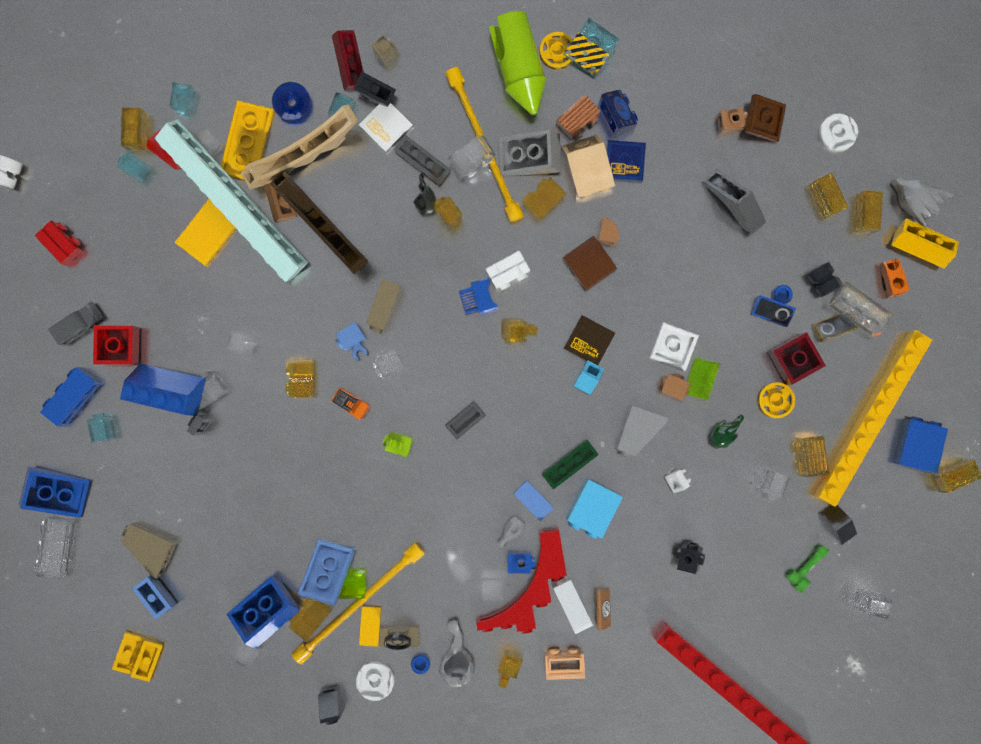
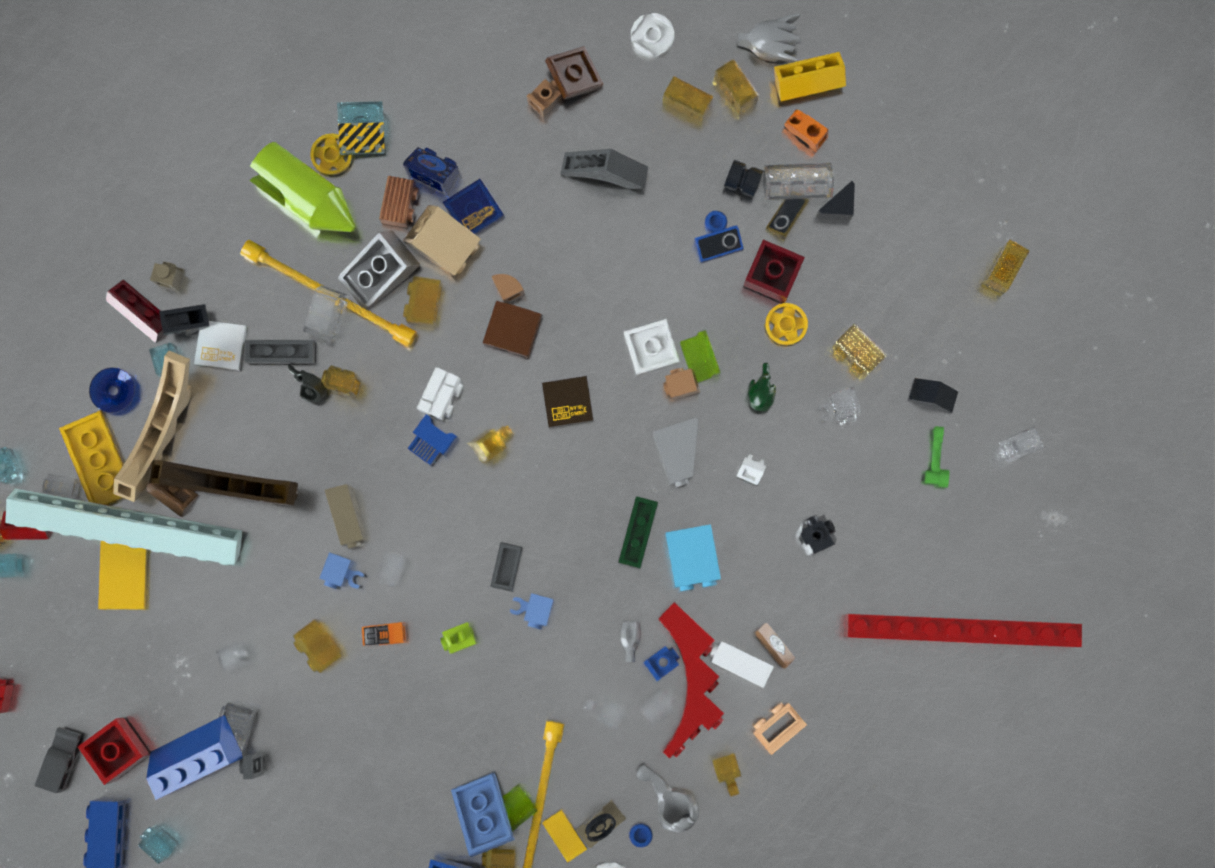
camera: 30 degrees left, 5 degrees down
(463, 465) = (537, 610): none -> medium blue brick
(533, 500) = (630, 593): medium blue tile -> none
(589, 377) = (593, 436): medium azure brick -> none
(872, 417) = (887, 273): yellow brick -> none
(876, 348) = (840, 206): none -> black slope
(921, 445) = (951, 264): blue brick -> none

